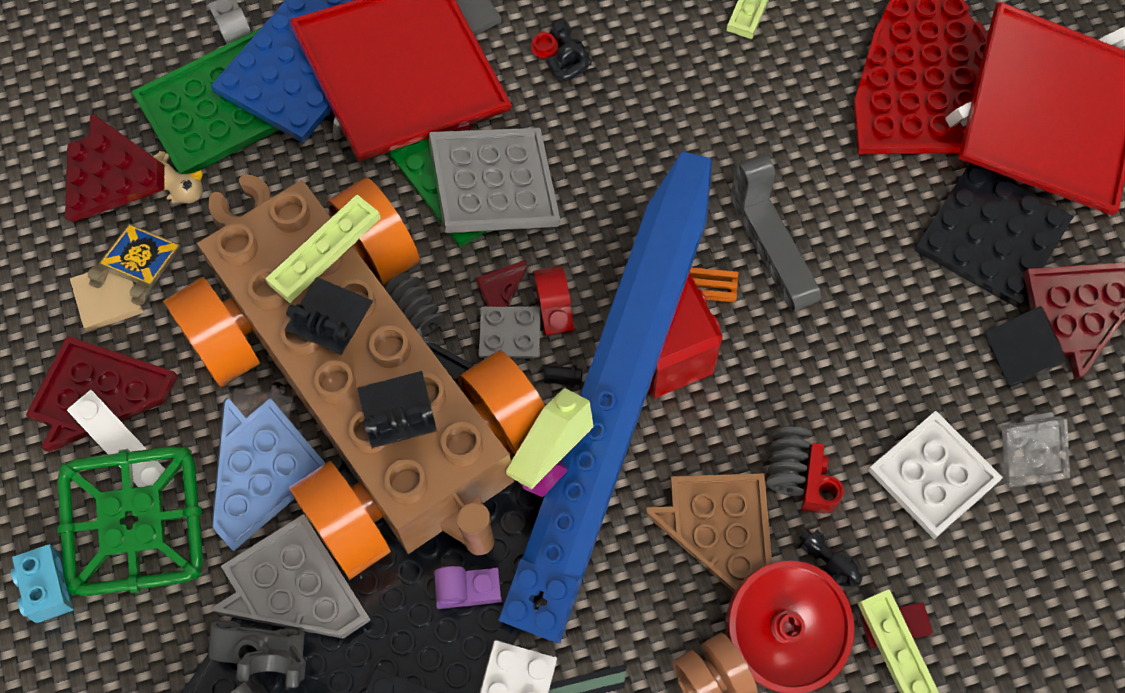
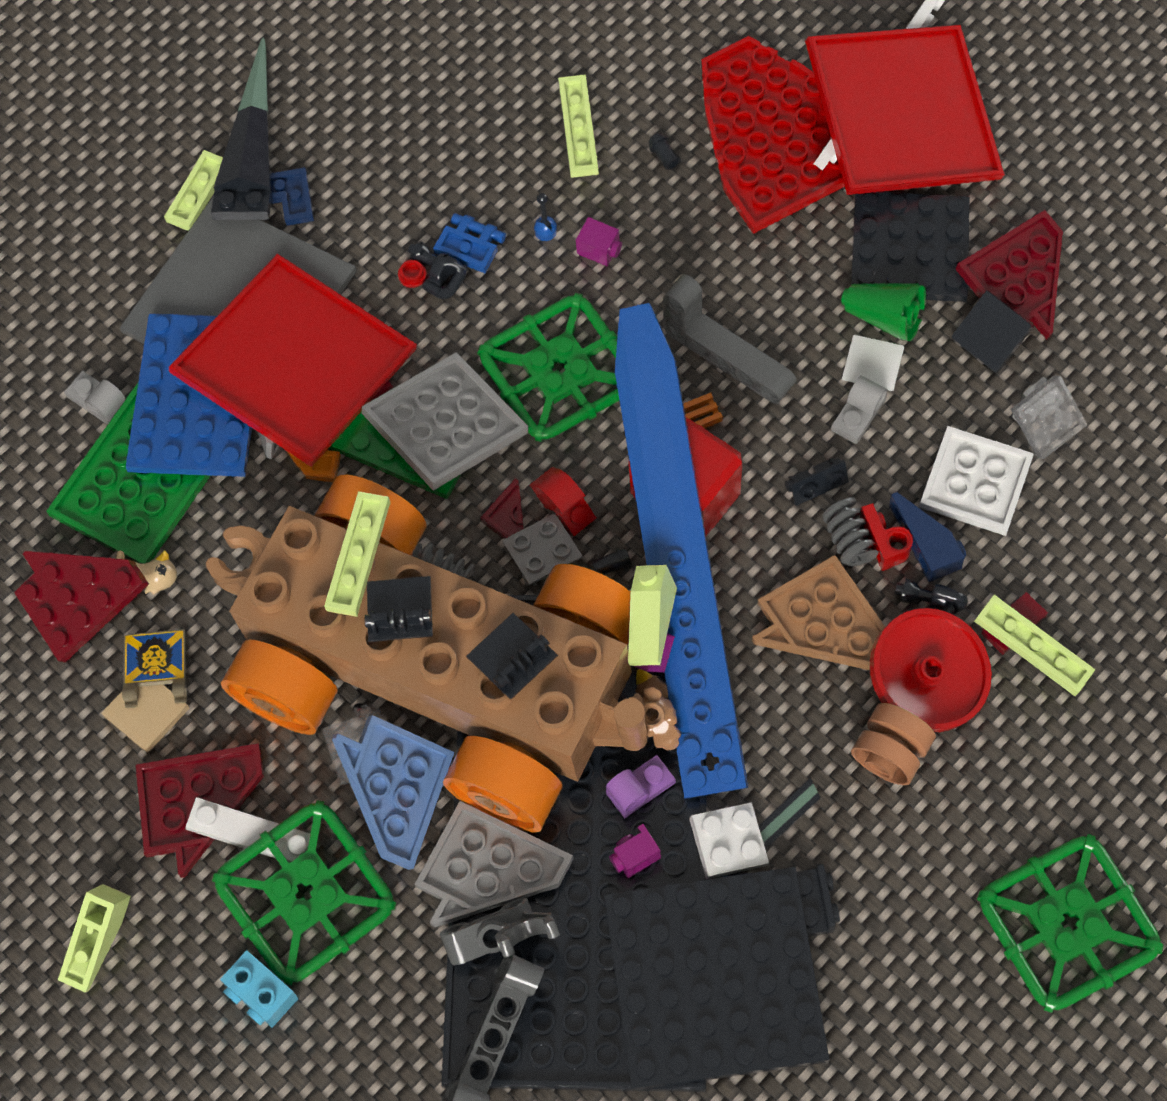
camera: 25 degrees left, 0 degrees up
(374, 168) = (323, 470): none -> orange tile
(424, 645) = (635, 852): none -> magenta brick
(514, 528) = (659, 711): none -> medium nougat animal
(603, 48) = (468, 249): none -> blue plate
(604, 174) = (541, 360): none -> green plate
(680, 56) = (544, 222): none -> blue hinge
(716, 94) = (598, 242): none -> magenta brick
(798, 400) = (825, 478): none -> black hinge
(819, 41) = (663, 150): none -> black pin
(859, 508) = (932, 542): none -> dark blue slope
(867, 353) = (861, 408): none -> light grey plate
(900, 320) = (873, 360): none -> white sticker
(941, 276) = (887, 306): none -> green cone

